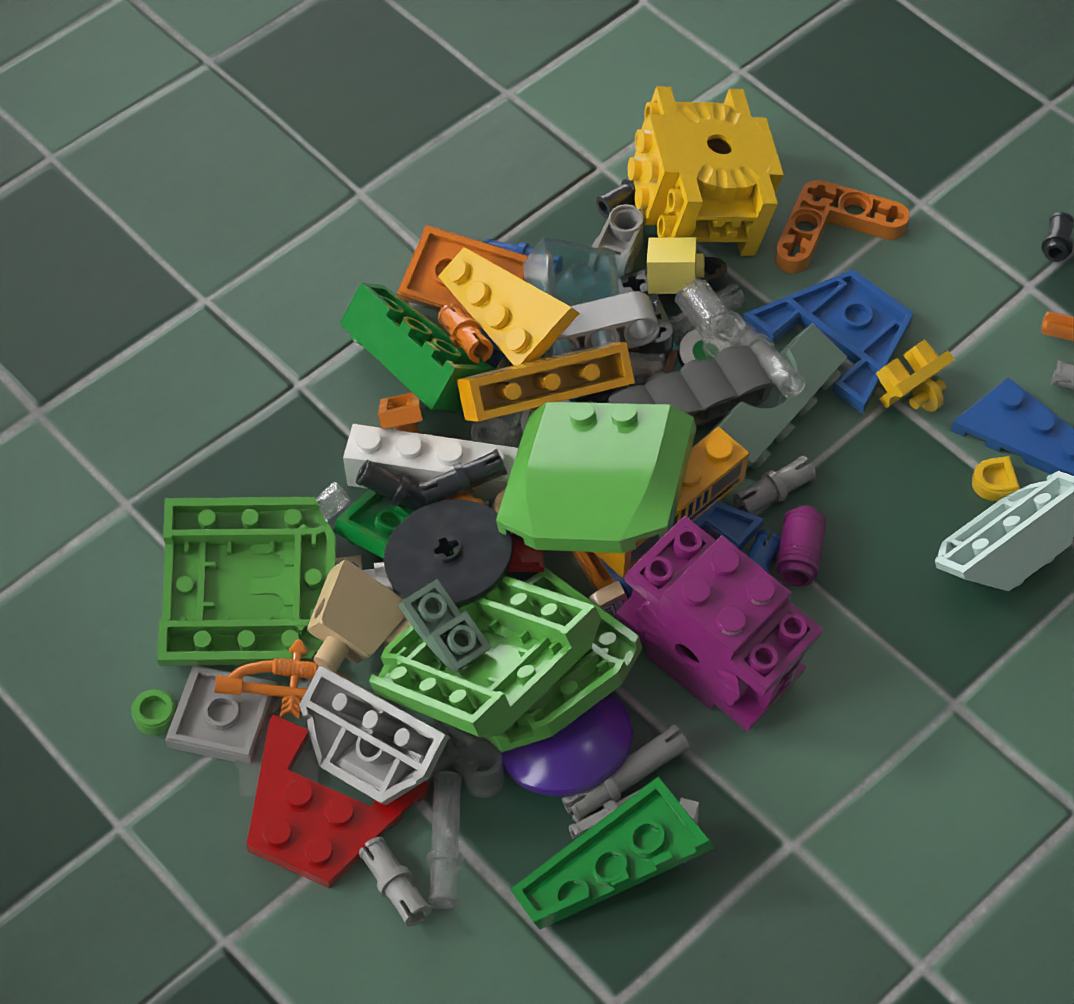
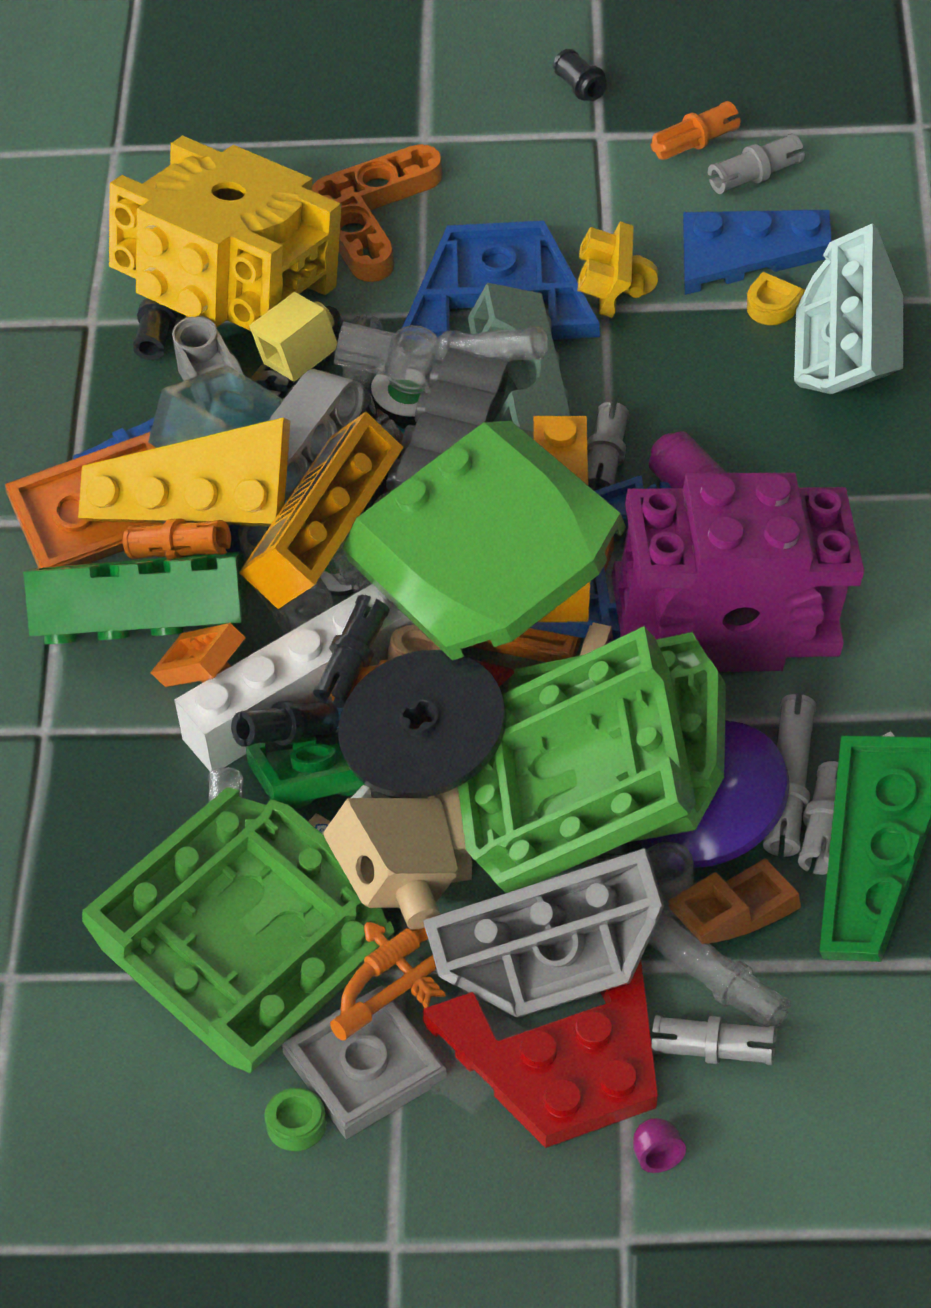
camera: 45 degrees left, 5 degrees down
(296, 907) = (658, 1145): none -> magenta hinge
(442, 626) = (522, 779): sand green slope -> none
(493, 816) = (736, 907): none -> dark orange slope

